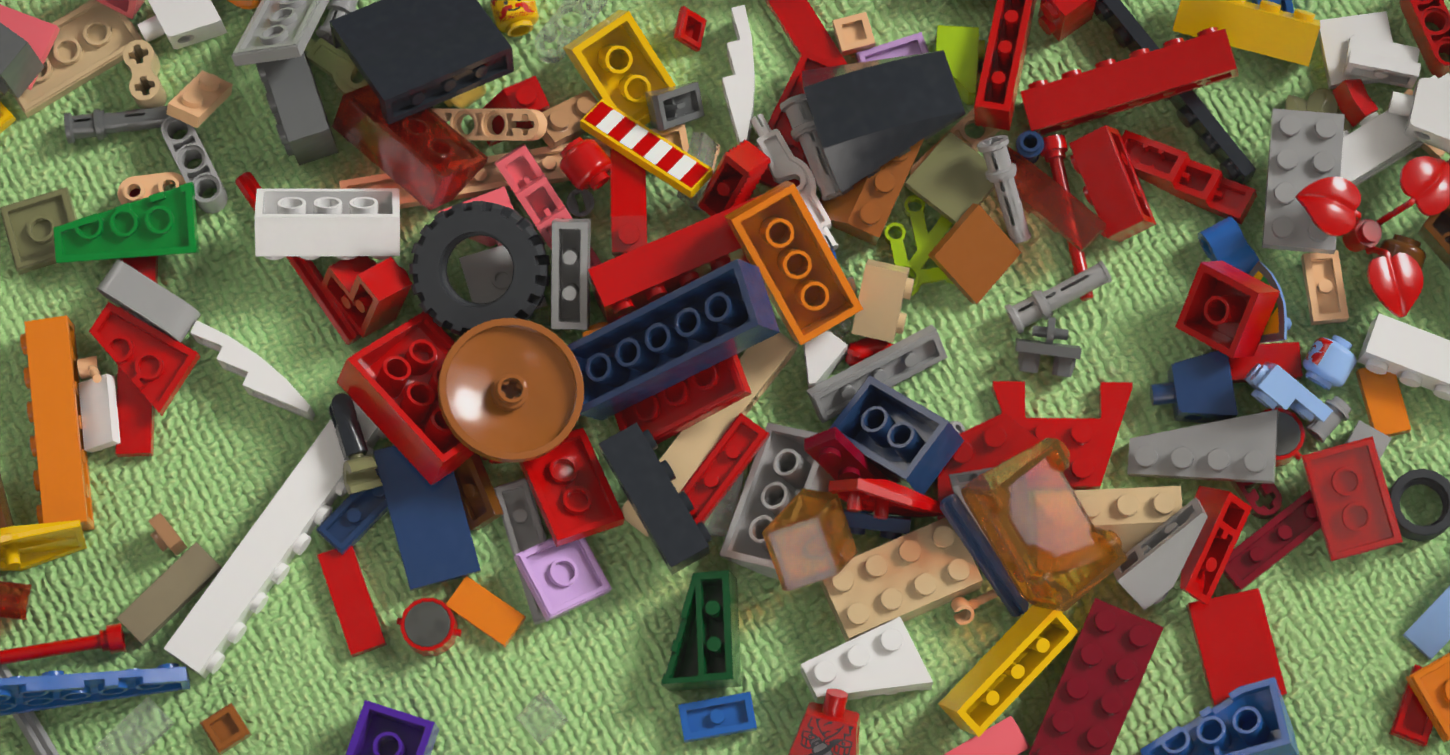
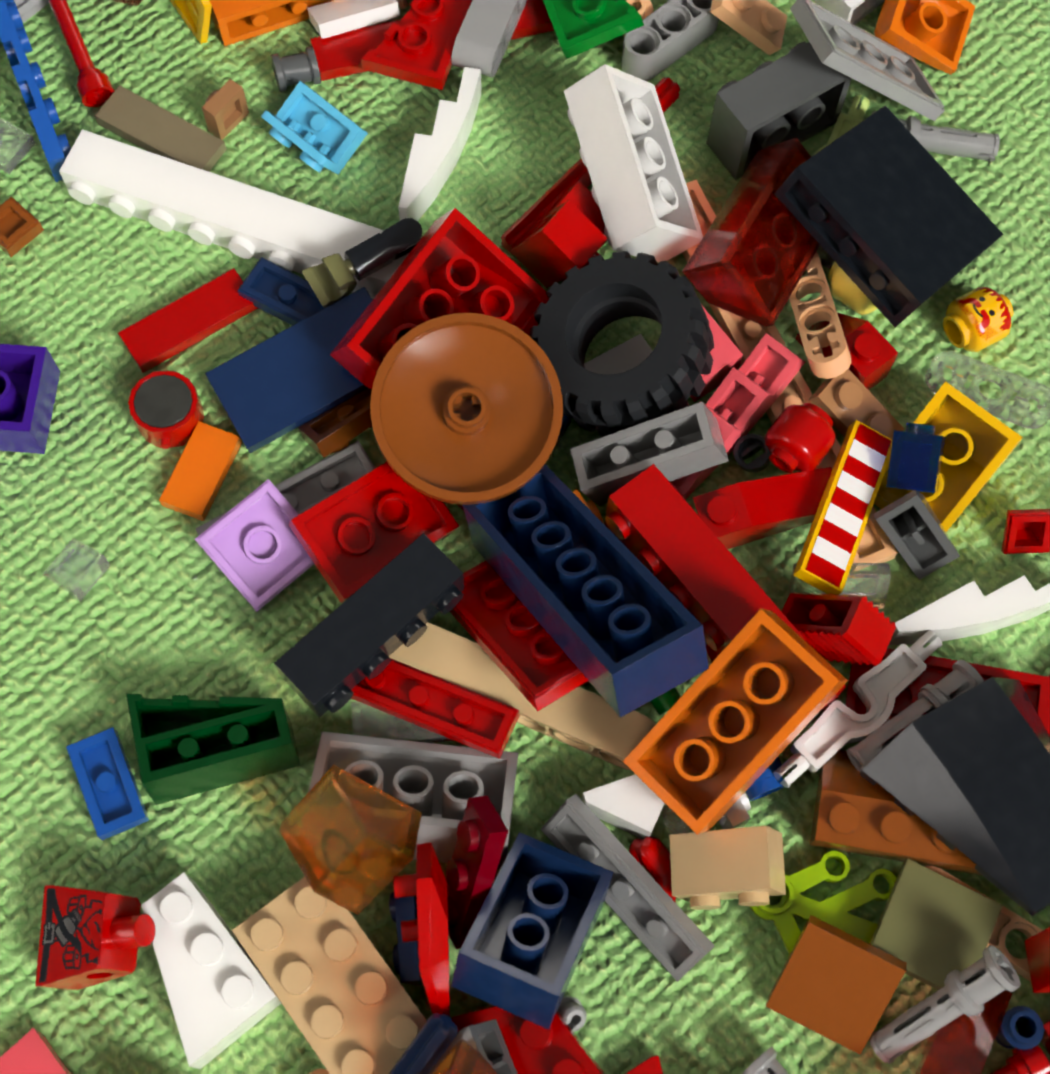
camera: 70 degrees right, 5 degrees down
(143, 470) = (296, 68): none -> dark grey bush
(207, 465) = (316, 128): none -> medium azure bracket
(623, 88) = (916, 459): none -> clear blue brick

